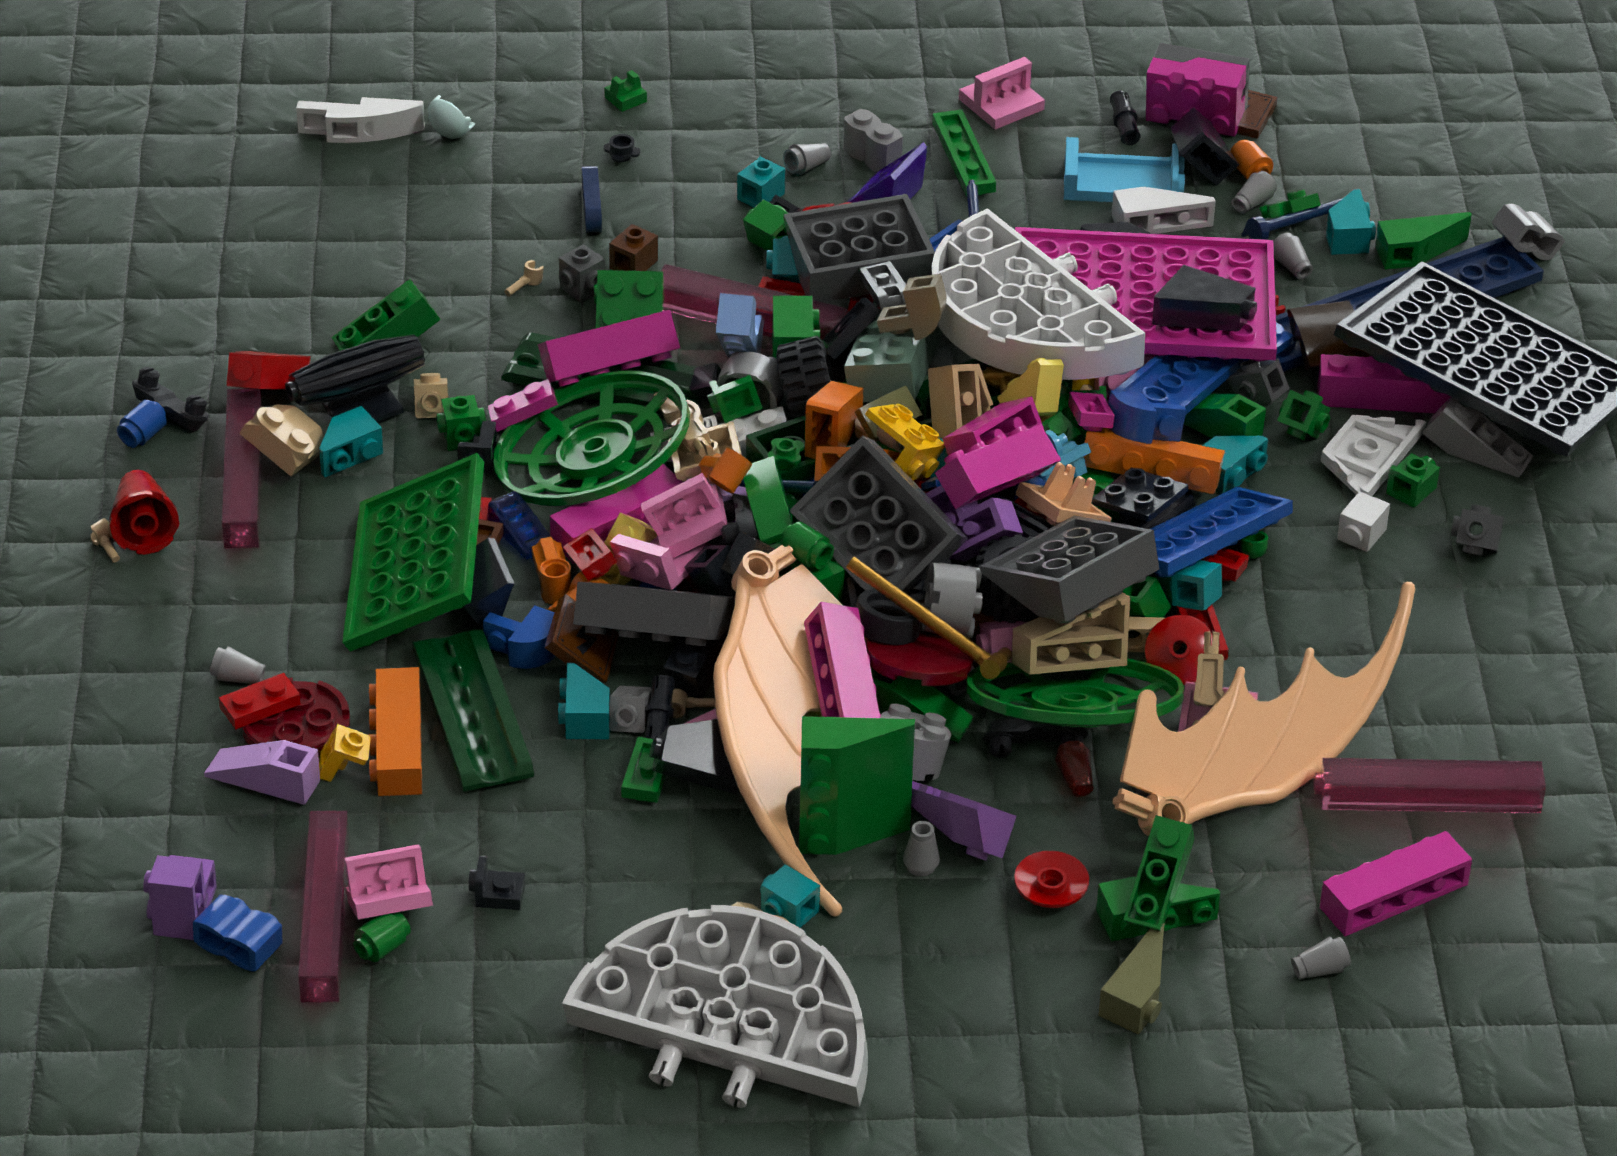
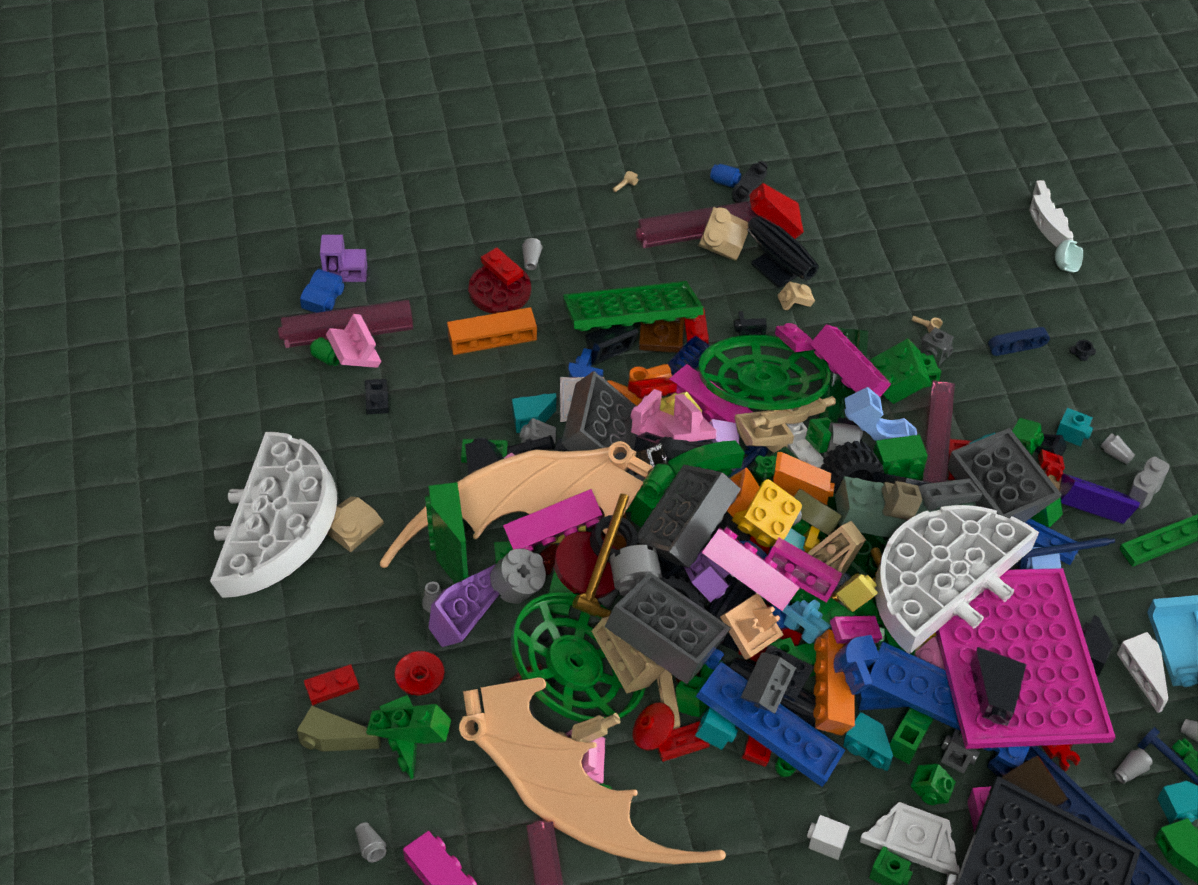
camera: 80 degrees right, 10 degrees up
(142, 514) = (644, 186): red cone -> none
(269, 768) = (446, 281): lavender slope -> none
(342, 747) = (466, 307): yellow bracket -> none
(349, 441) = (737, 264): teal slope -> none
(398, 314) = (856, 265): green slope -> none
(459, 420) = (771, 309): green brick -> none
(473, 710) = (519, 361): dark green plate -> none
(626, 93) = (1145, 343): green tile -> none
(633, 250) = (972, 370): reddish brown brick -> none
(725, 469) = (726, 430): orange piece -> none
(790, 896) = (382, 534): teal brick -> none
(1047, 986) = (331, 684): none -> red plate
(1165, 496) = (768, 682): none -> dark grey hinge

